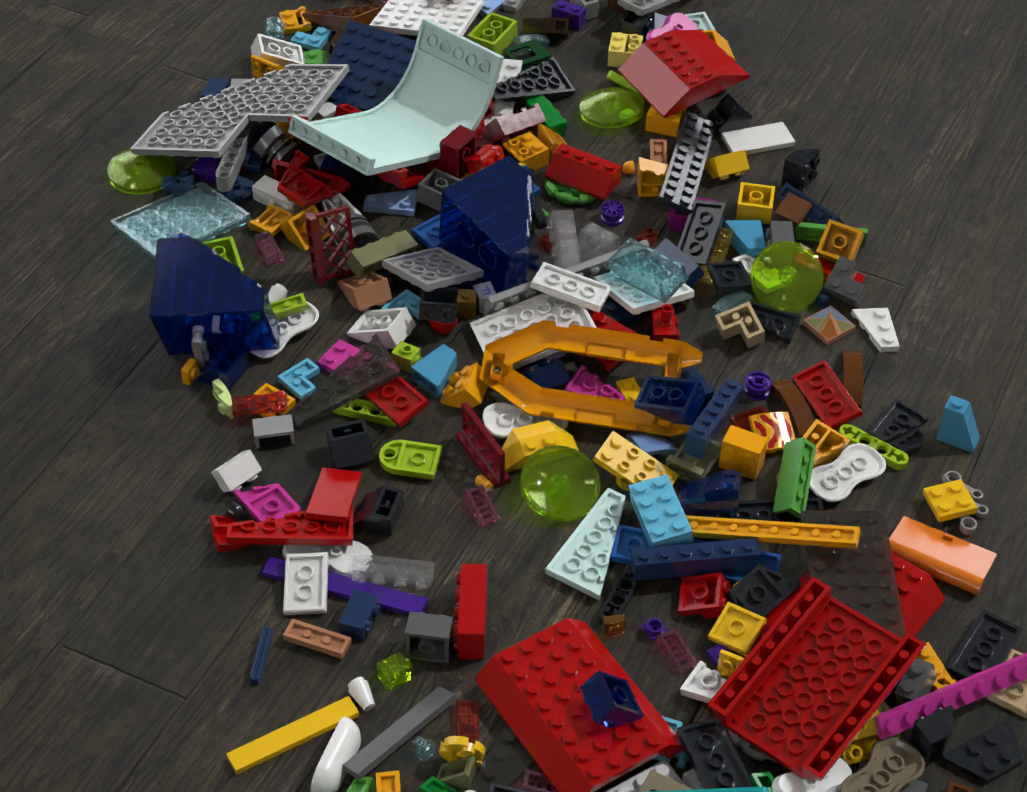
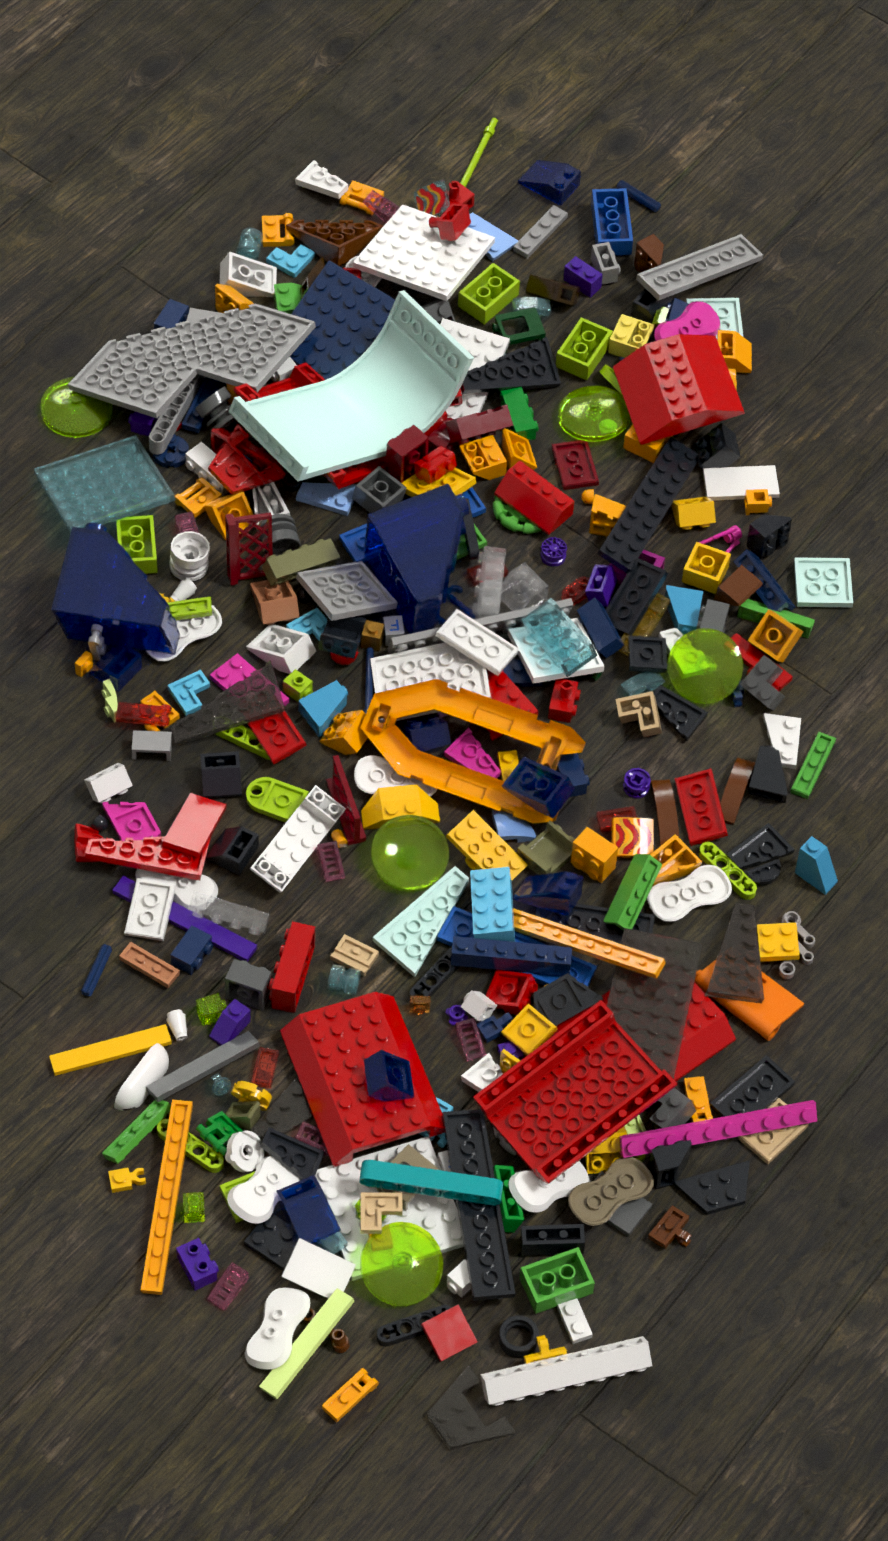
camera: 10 degrees right, 10 degrees up
(178, 184) = (110, 434): dark blue plate -> none
(274, 264) = (189, 556): none -> white wheel
(419, 680) = (231, 1022): none -> dark purple slope
(444, 488) = (297, 839): none -> white slope
(472, 339) = (369, 679): none -> dark blue piece
(528, 614) = (344, 979): none -> clear light blue wheel
(531, 590) = (354, 954): none -> tan plate
(587, 62) = (583, 348): none -> lime brick
(608, 145) = (575, 464): none -> dark red tile
(646, 27) = (660, 316): none -> tile
(658, 150) = (625, 484): nougat plate -> none
(666, 227) = (601, 584): none -> dark purple brick
(675, 614) = (478, 1005): none -> white brick
(697, 635) = (492, 1028): none -> dark blue plate
(713, 418) = (576, 813): dark blue brick -> none
(764, 177) = (730, 536): none -> dark pink plant
(778, 148) = (757, 501): none -> light orange brick
(829, 325) = (734, 726): tile -> none
(861, 200) = (823, 582): none -> light aqua plate
(880, 358) = (768, 775): none -> black slope
(914, 345) = (813, 765): none -> bright green tile
(919, 524) = (738, 963): none -> clear smoke wing

